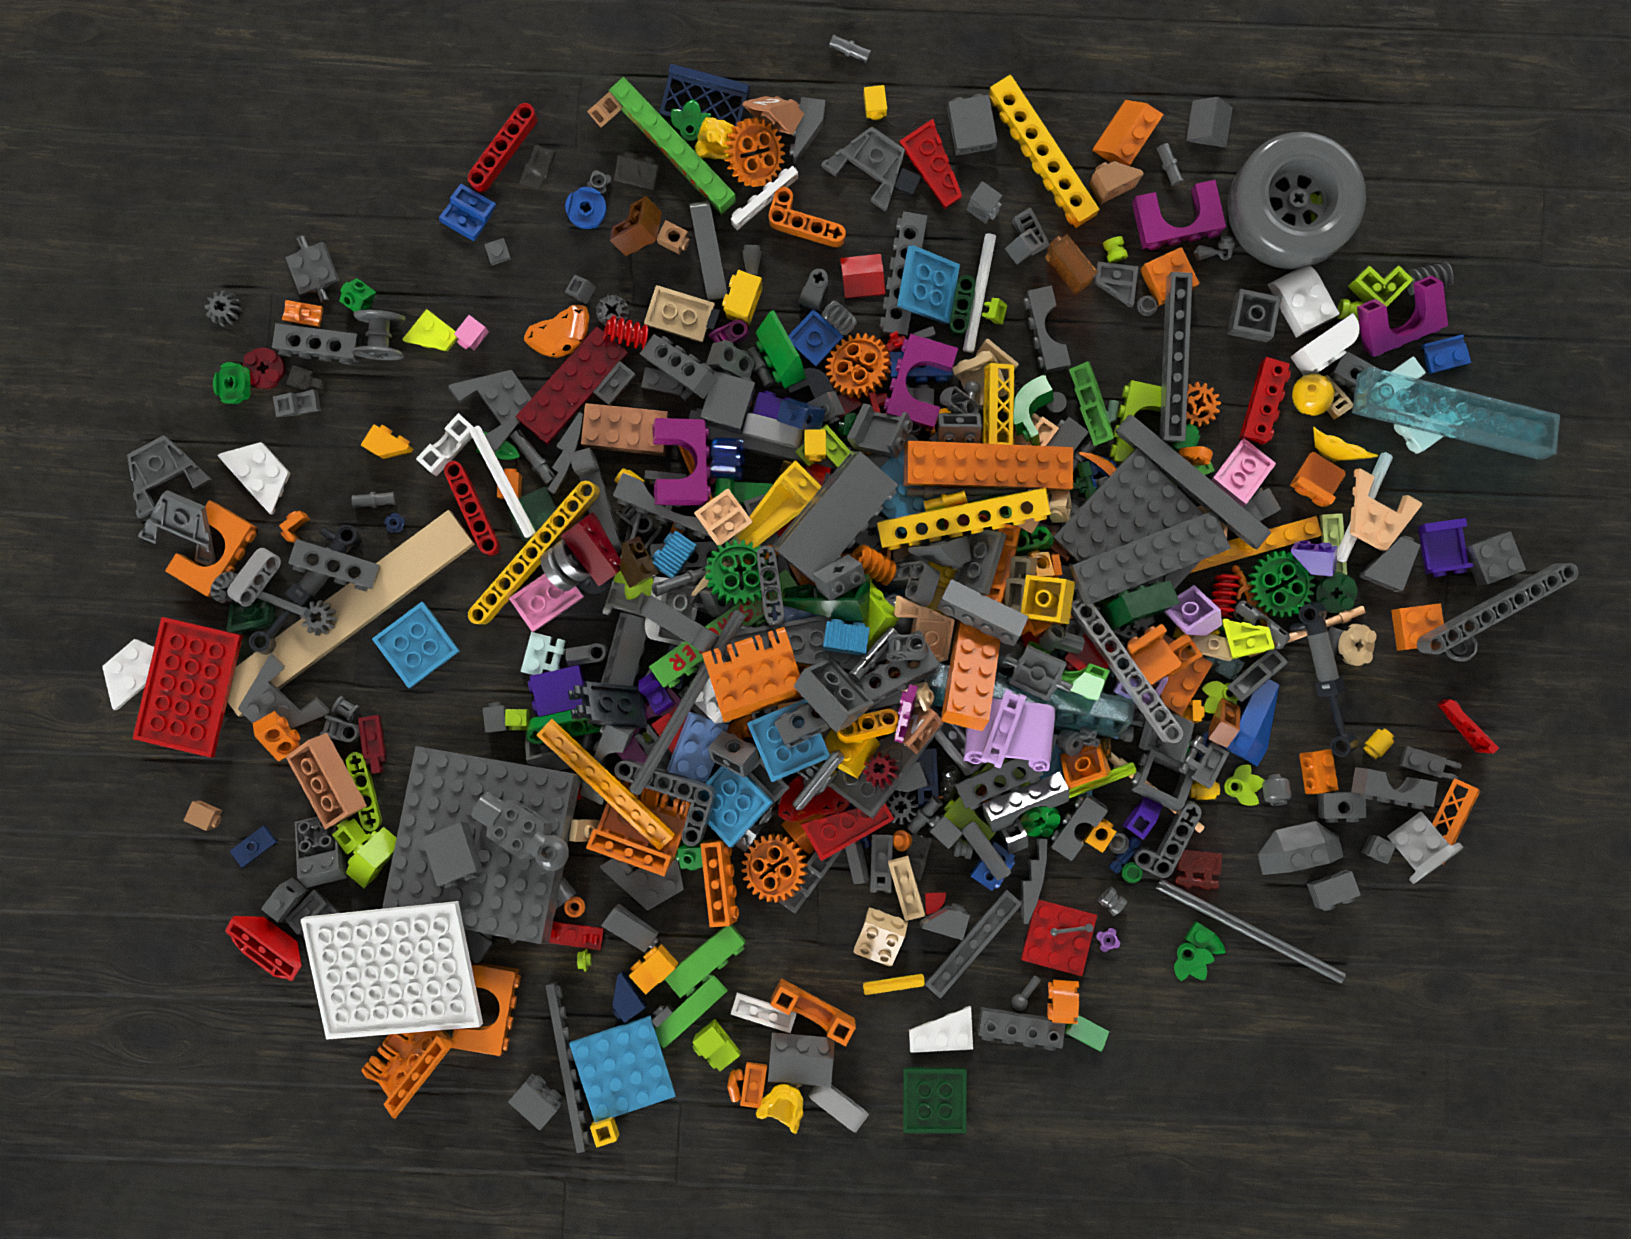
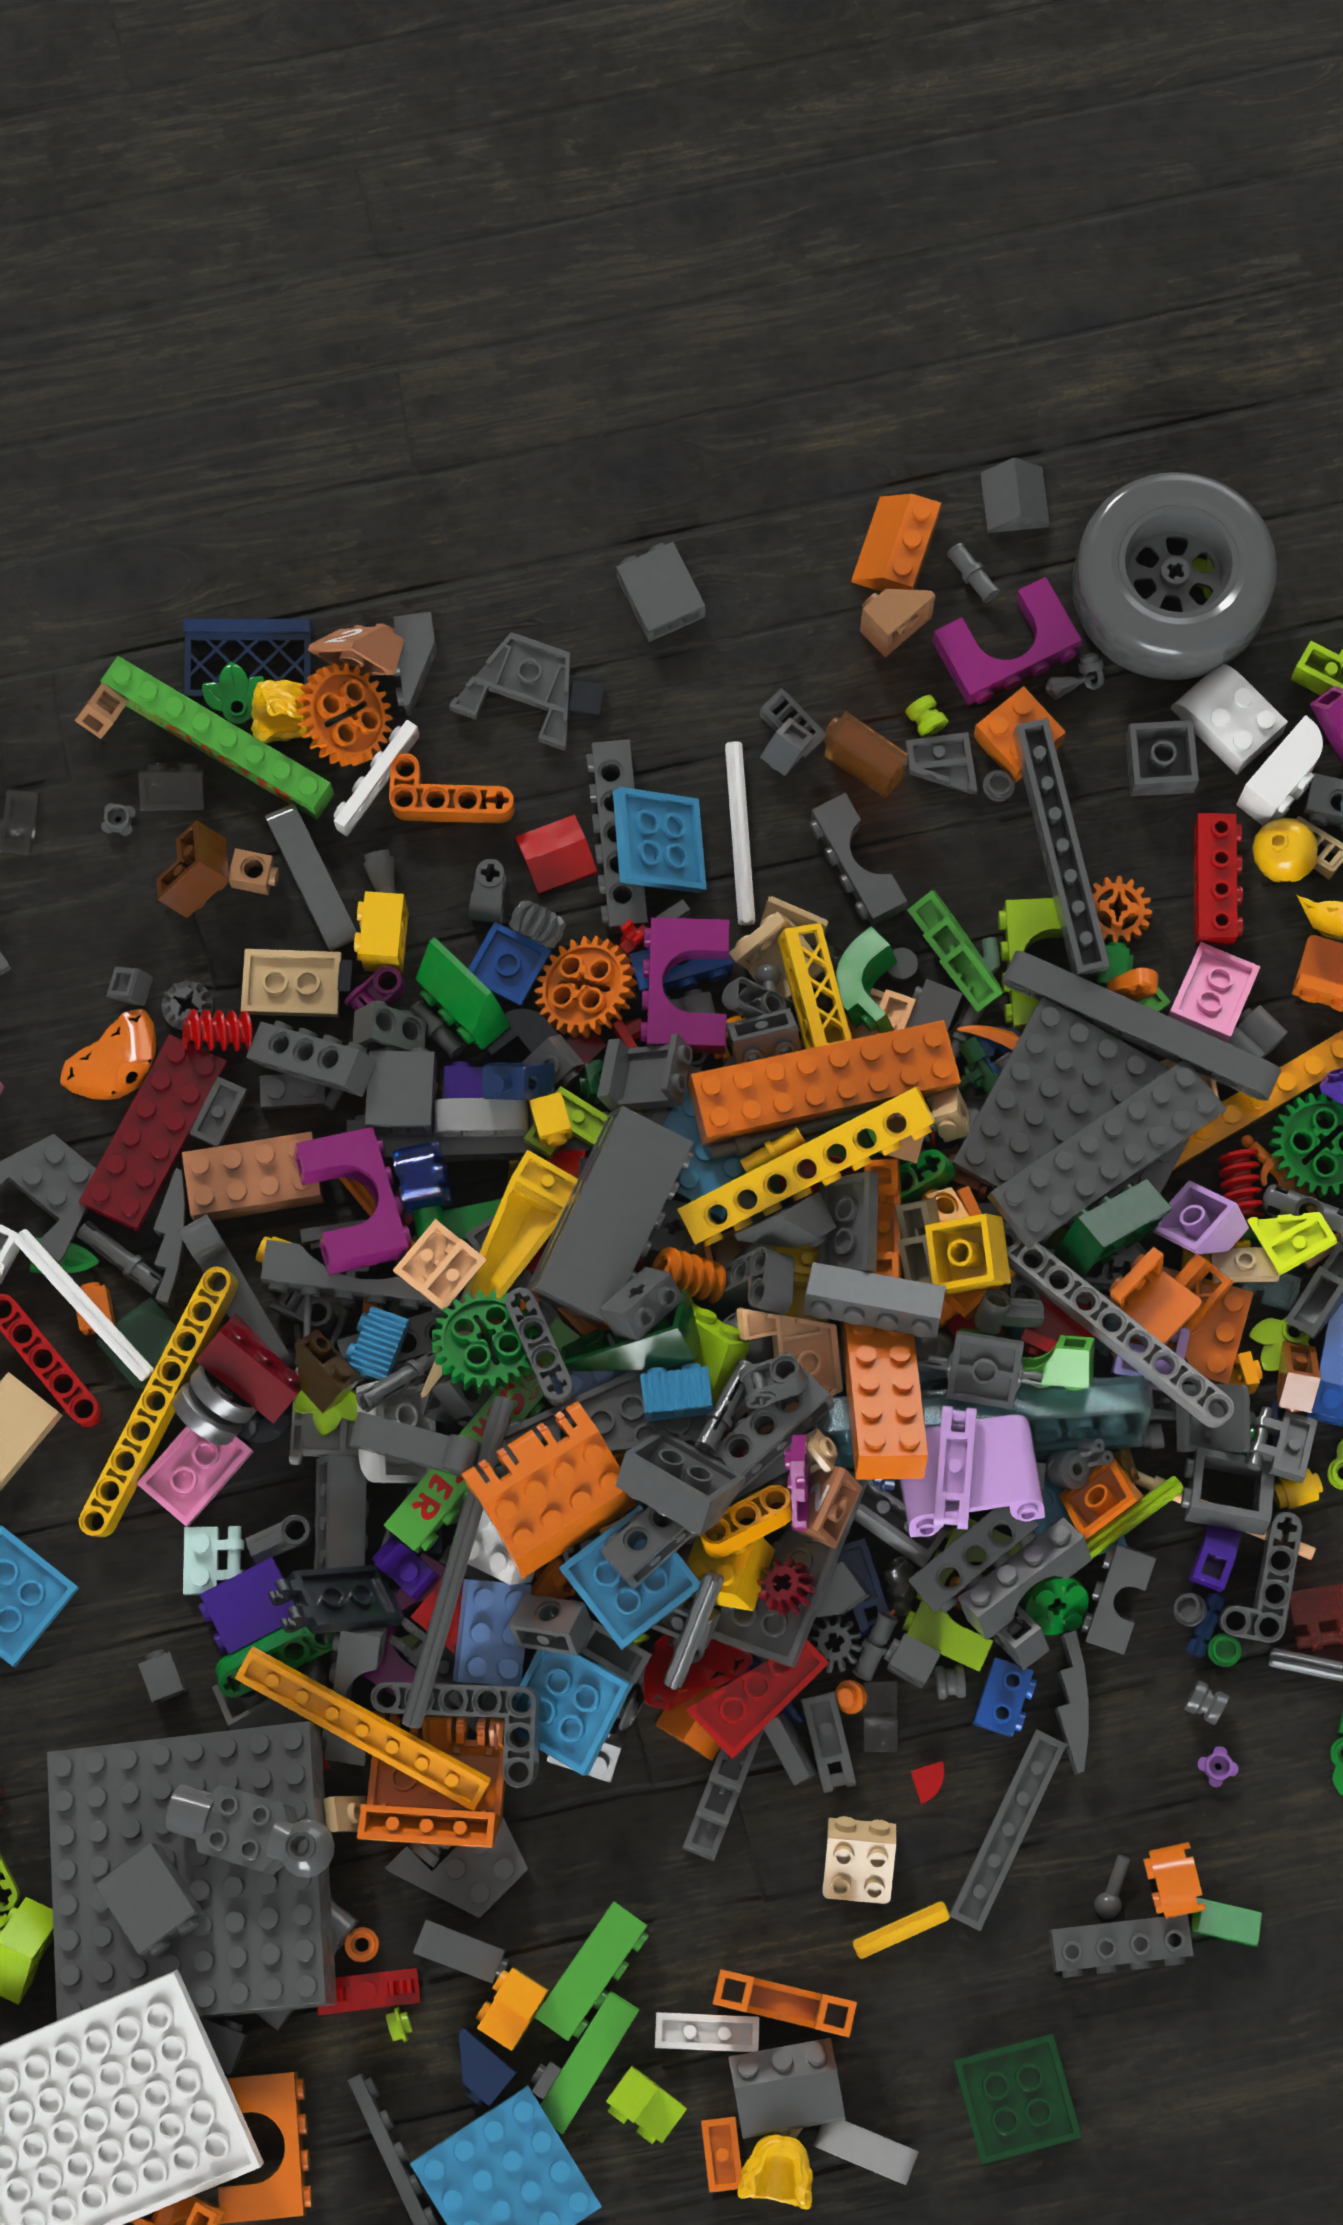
camera: 10 degrees left, 10 degrees down
(517, 718) = (197, 1668): lime brick -> none
(596, 202) = (95, 850): blue plate -> none
(690, 856) = (528, 1807): green brick -> none
(719, 883) = (581, 1839): orange brick -> none
(734, 1076) = (688, 2163): orange arm -> none
(784, 884) = (684, 1814): orange gear -> none
(849, 48) = (447, 528): dark grey pin -> none
(875, 102) = (506, 596): yellow brick -> none
(906, 888) = (879, 1769): tan plate -> none
(929, 158) = (609, 655): red wing -> none
(944, 1034) = (1002, 1988): white wing -> none
(947, 921) = (959, 1801): dark grey slope -> none
(966, 297) = (718, 844): dark green beam -> none
(985, 203) = (711, 699): dark grey brick -> none
(985, 850) = (984, 1672): dark grey slope -> none
(996, 312) = (773, 852): lime tile -> none
(1009, 90) = (701, 527): yellow brick -> none
(1061, 952) = (1139, 1784): red plate -> none
(1088, 927) = (1180, 1753): dark grey hinge -> none
(1100, 845) = (1157, 1619): light orange brick -> none
(1347, 308) = (1296, 711): lime wheel -> none

